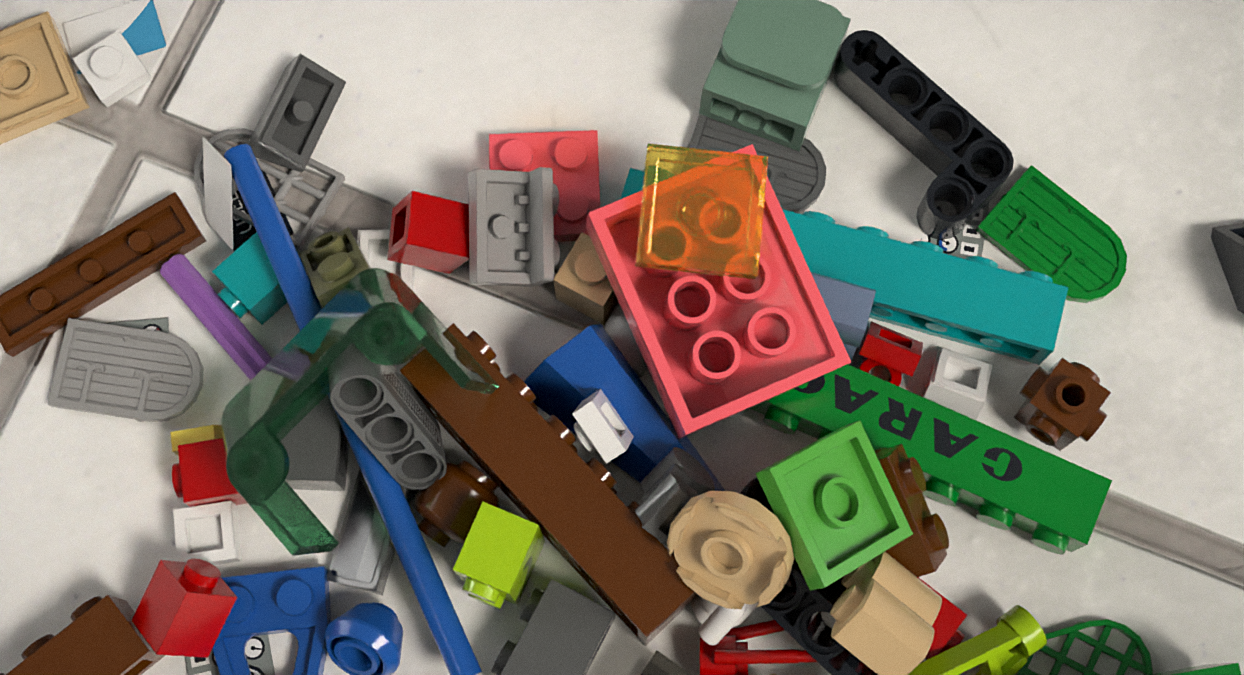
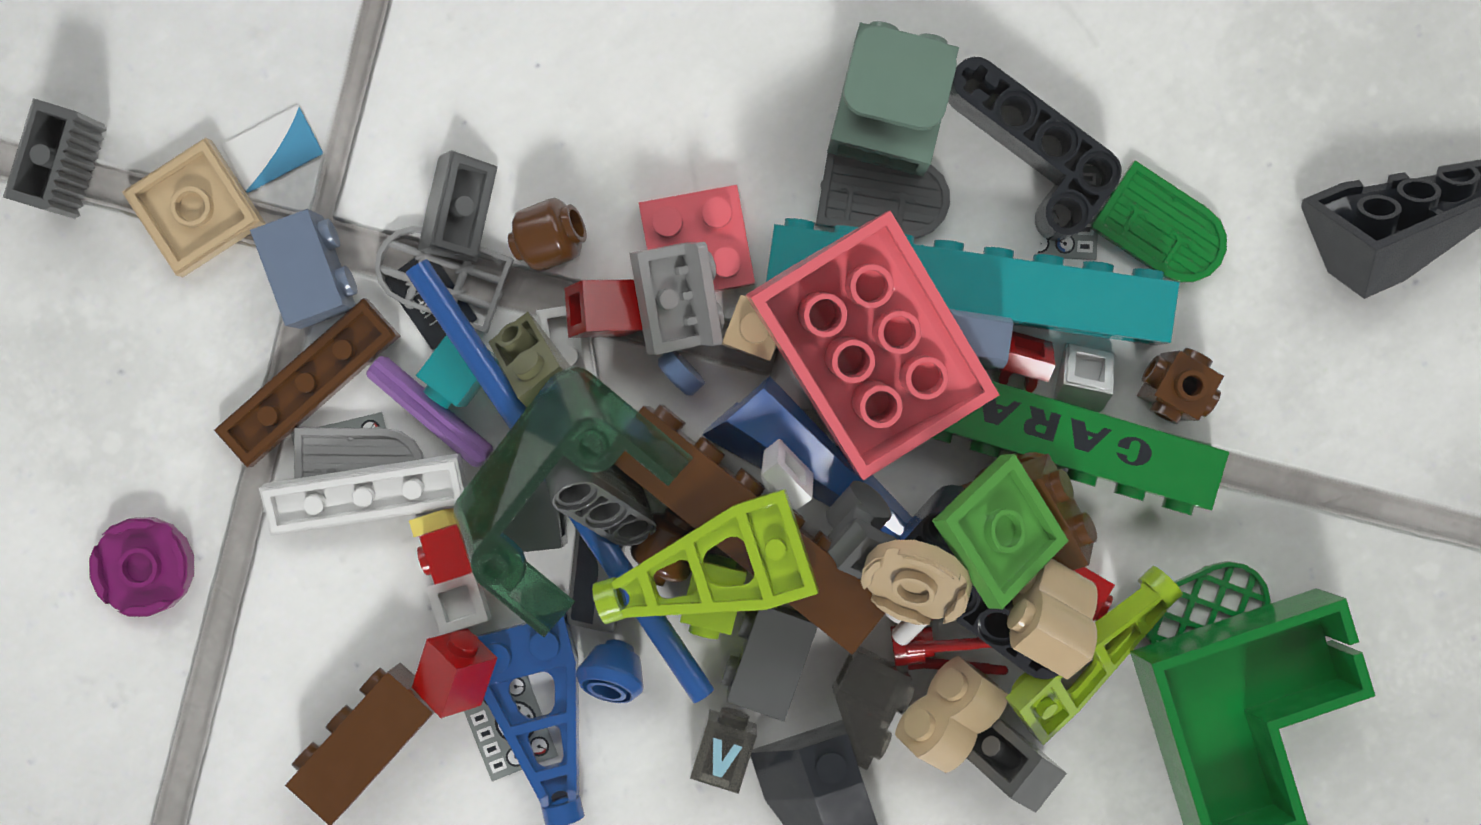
camera: 10 degrees left, 15 degrees up
(112, 68) = (279, 185): white plate -> none
(119, 152) = (305, 268): none -> sand blue brick
(123, 397) = (363, 494): none -> white tile
(218, 192) = (405, 300): white sticker -> none
(384, 151) = (547, 234): none -> reddish brown head
(504, 314) = (680, 372): none -> medium blue tile
(573, 498) = (773, 548): none -> lime plate
(701, 211) = (853, 283): clear yellow tile -> none

